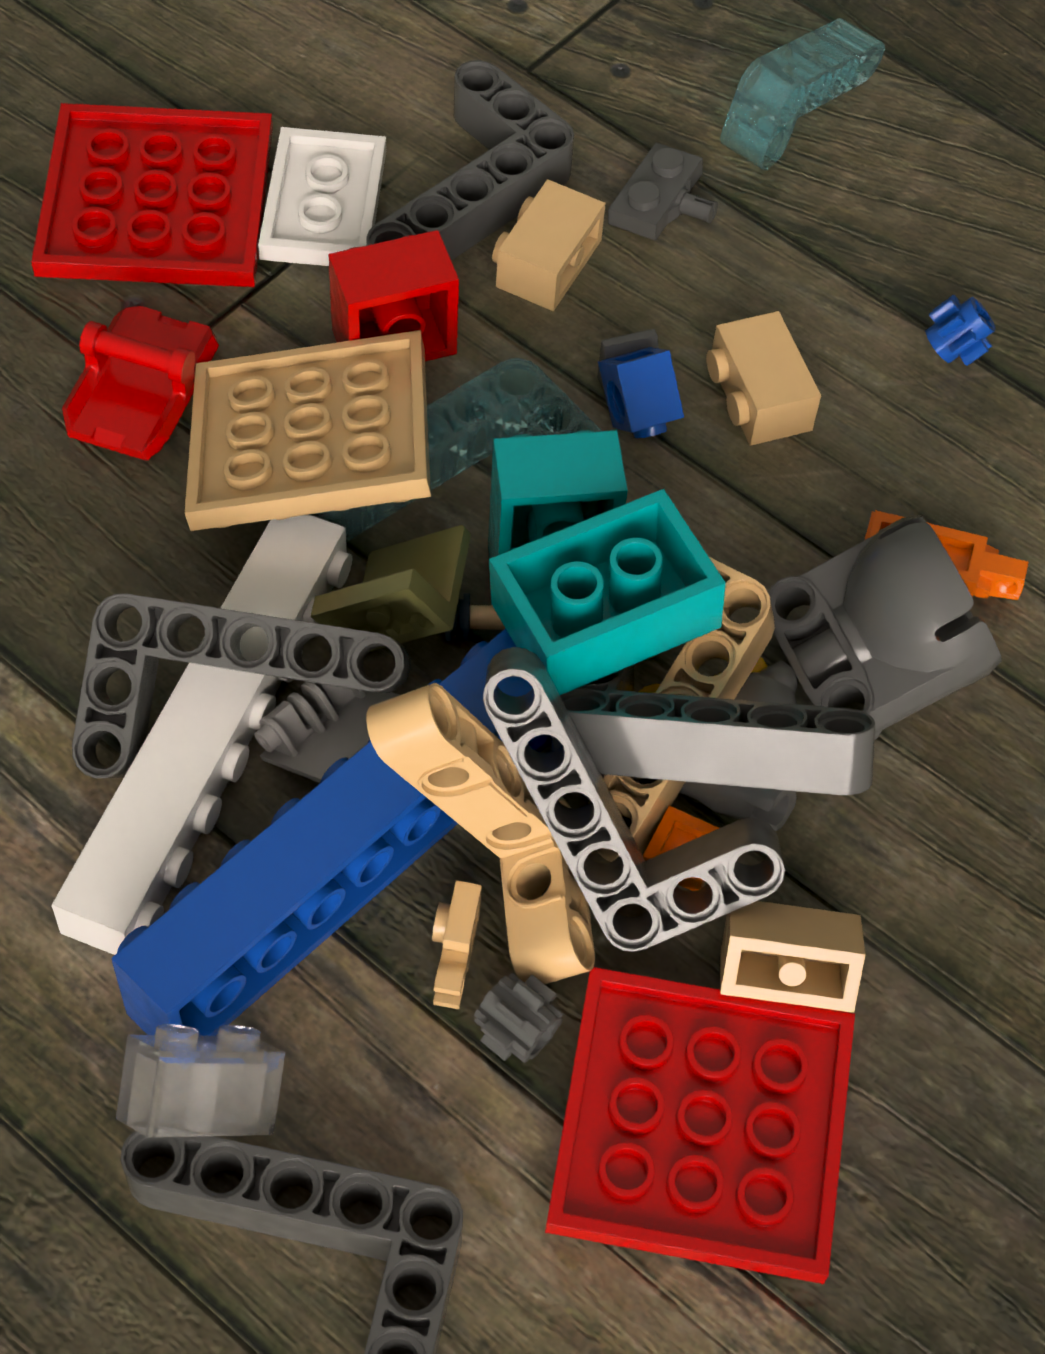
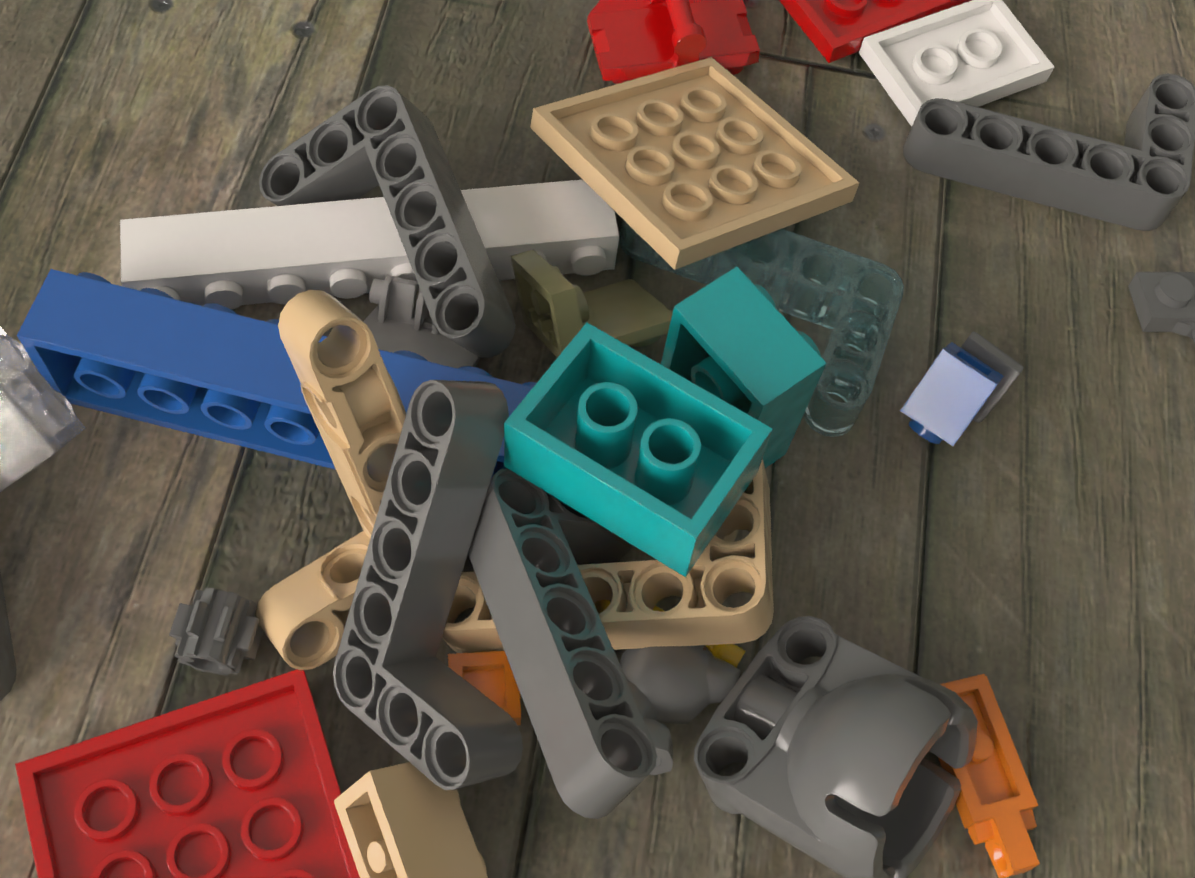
camera: 55 degrees right, 5 degrees up
(396, 290) = (886, 145): red brick -> none
(456, 929) = (276, 540): tan plate -> none
(548, 244) = (1055, 245): tan brick -> none
(763, 378) = (1060, 495): tan brick -> none

